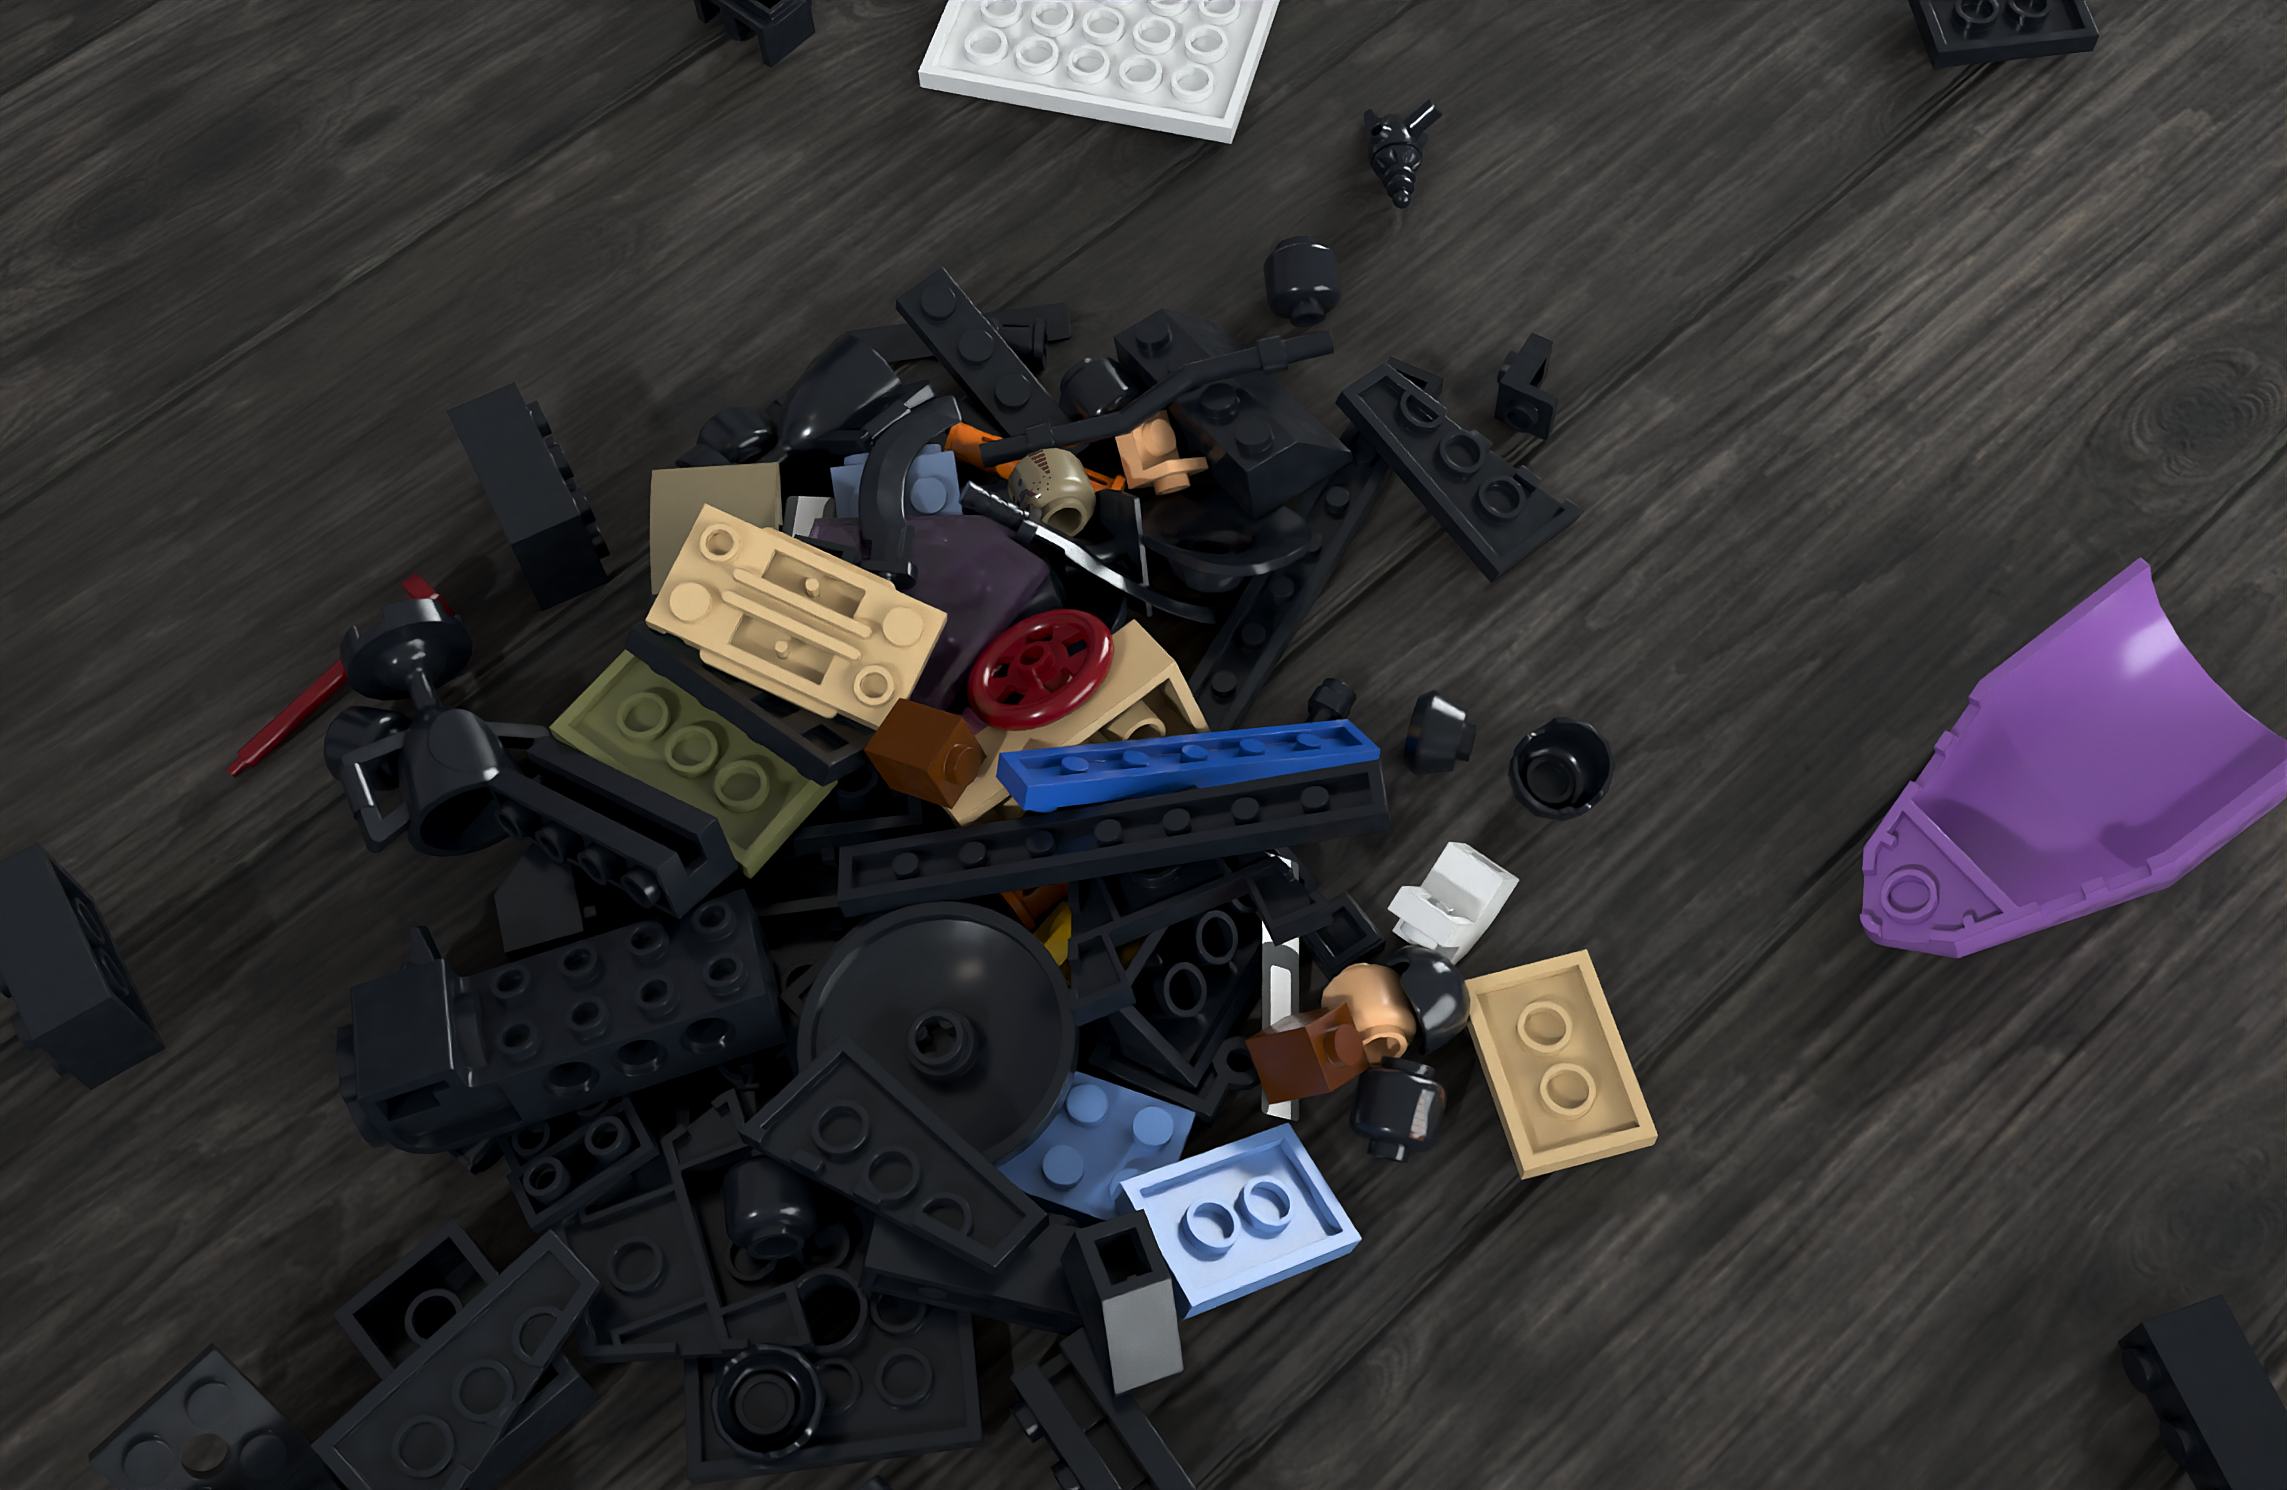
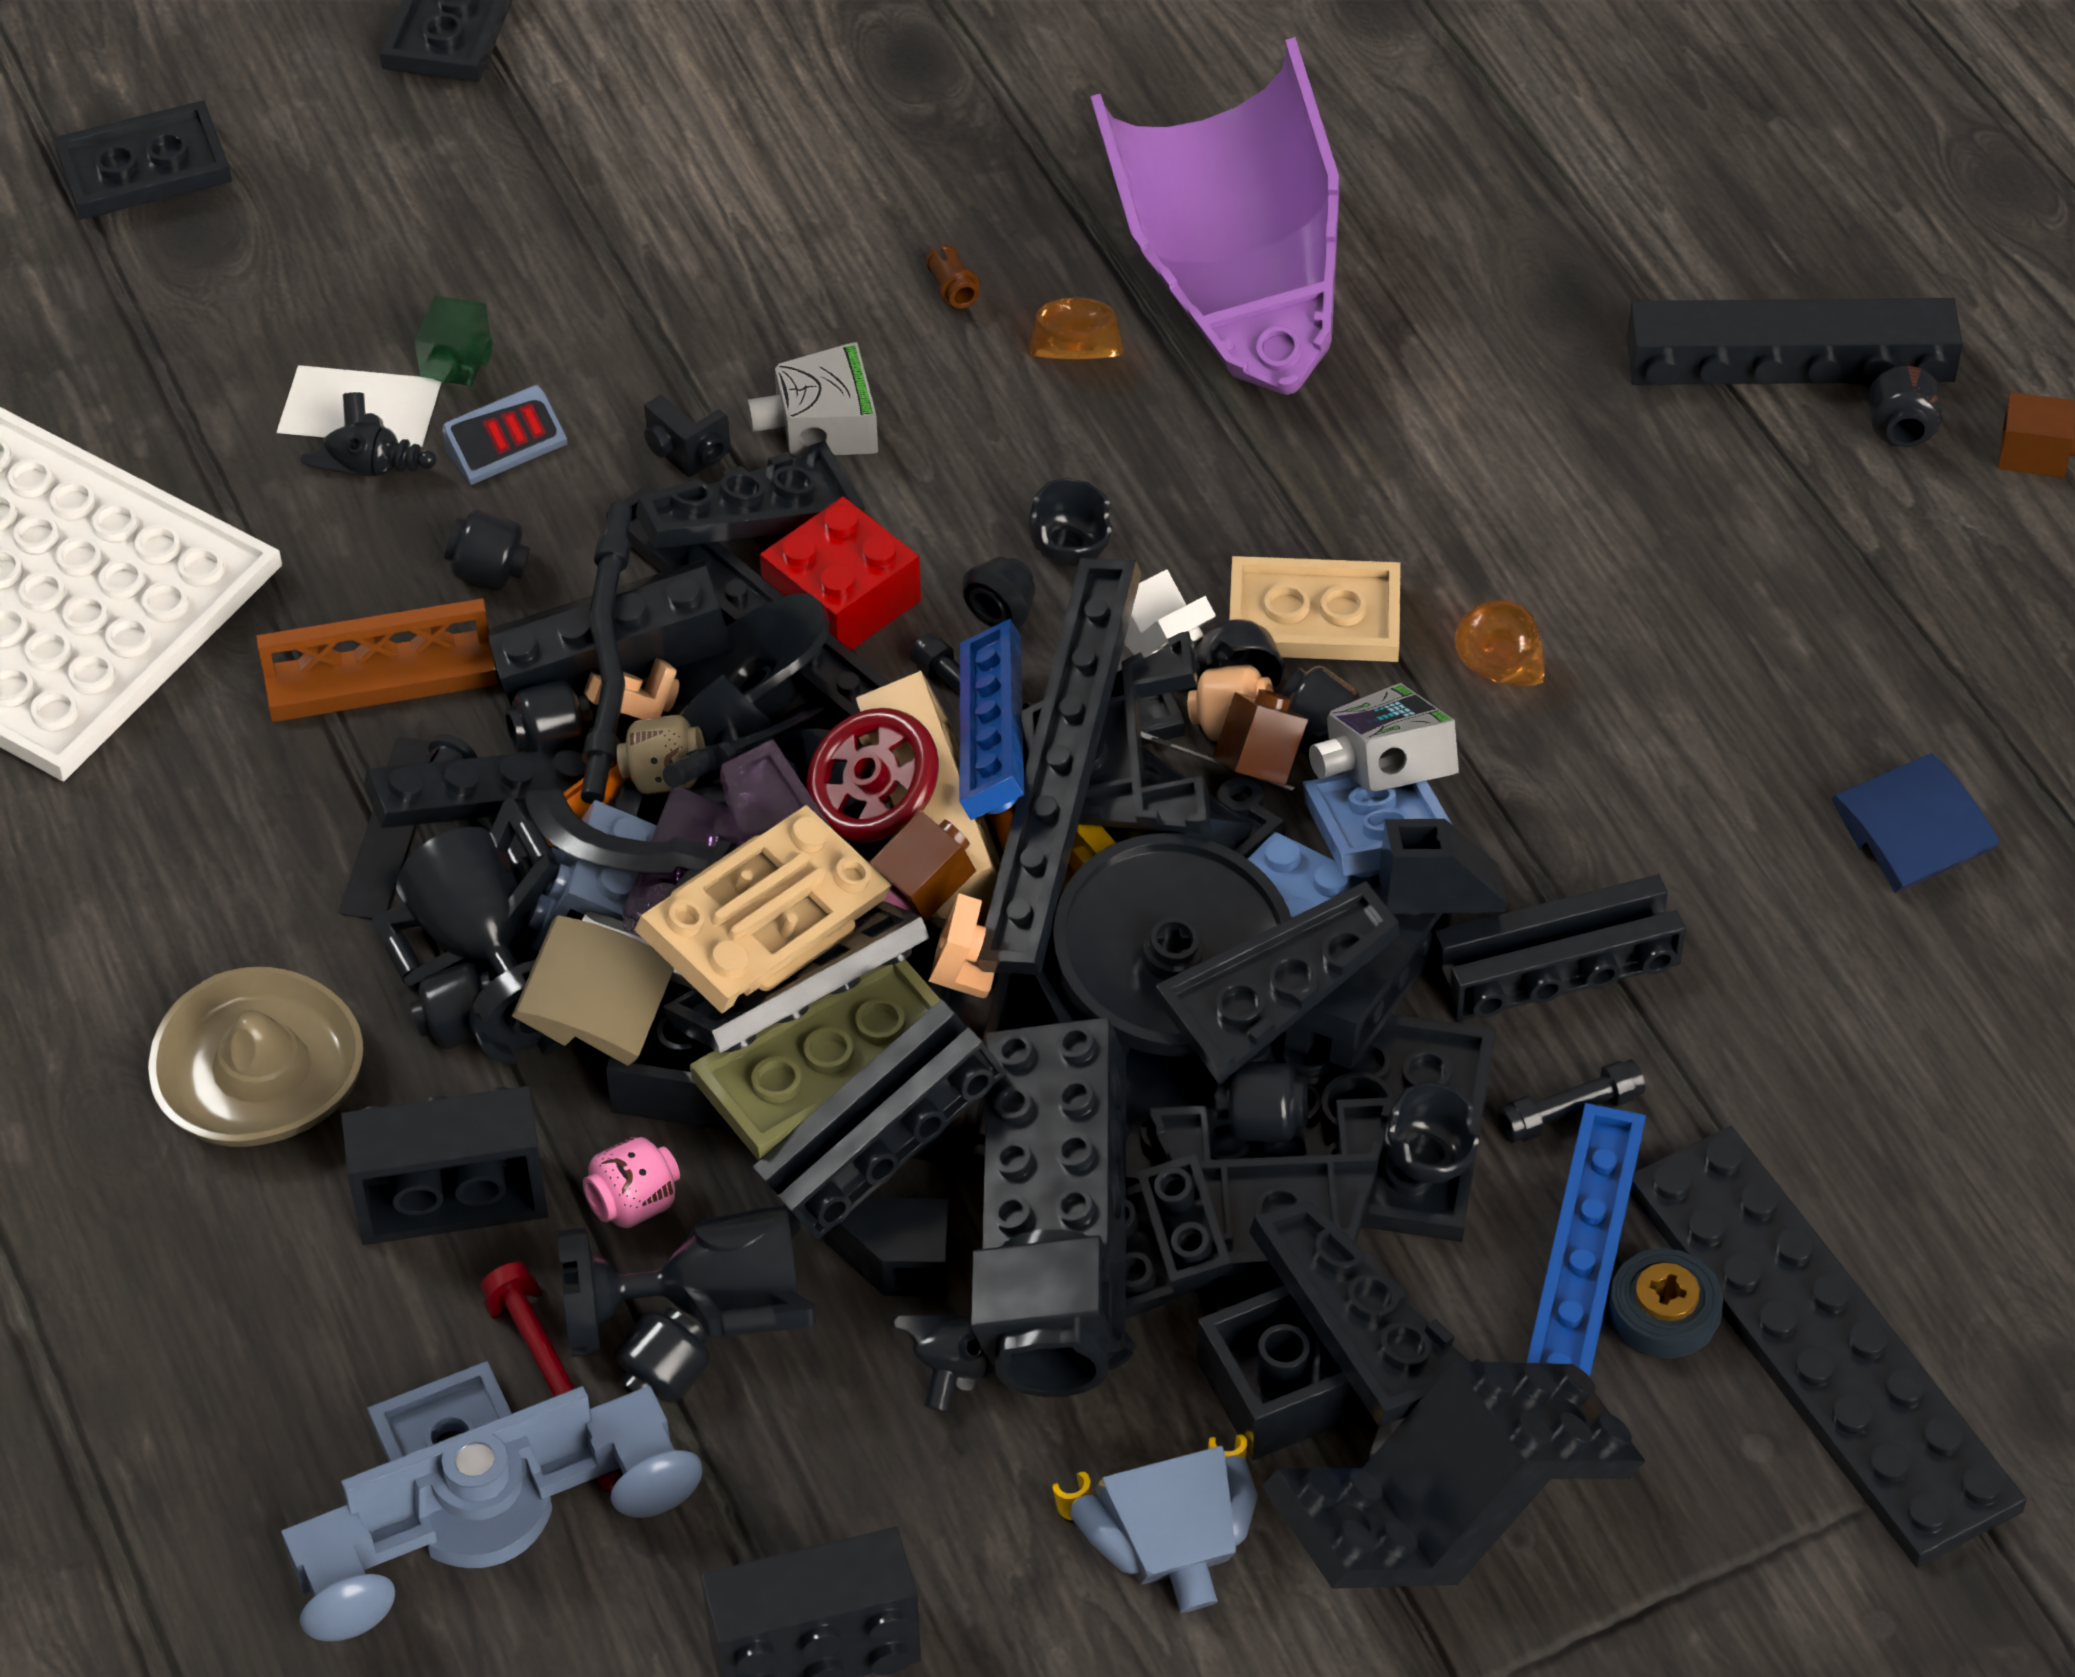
camera: 75 degrees left, 10 degrees down
(203, 658) = (477, 1492): none -> sand blue piece
(242, 1268) = (1169, 1518): none -> sand blue torso
(562, 653) = (631, 1182): none -> bright pink head
(641, 325) = (254, 1057): none -> dark tan hat
(847, 823) = (958, 950): none -> light nougat bracket
(1127, 241) = (378, 668): none -> dark orange fence
(1354, 1192) = (1387, 741): none -> light grey torso
(1390, 582) = (850, 567): none -> red brick
(1465, 247) = (503, 434): none -> slope
(1471, 140) = (399, 400): none -> white sticker
(1560, 163) = (454, 341): none -> clear green brick
(1575, 1287) = (1501, 643): none -> clear orange piece
(1631, 490) = (820, 401): none -> light grey torso
(1863, 691) = (1076, 330): none -> clear orange piece
(1870, 559) = (957, 284): none -> reddish brown pin

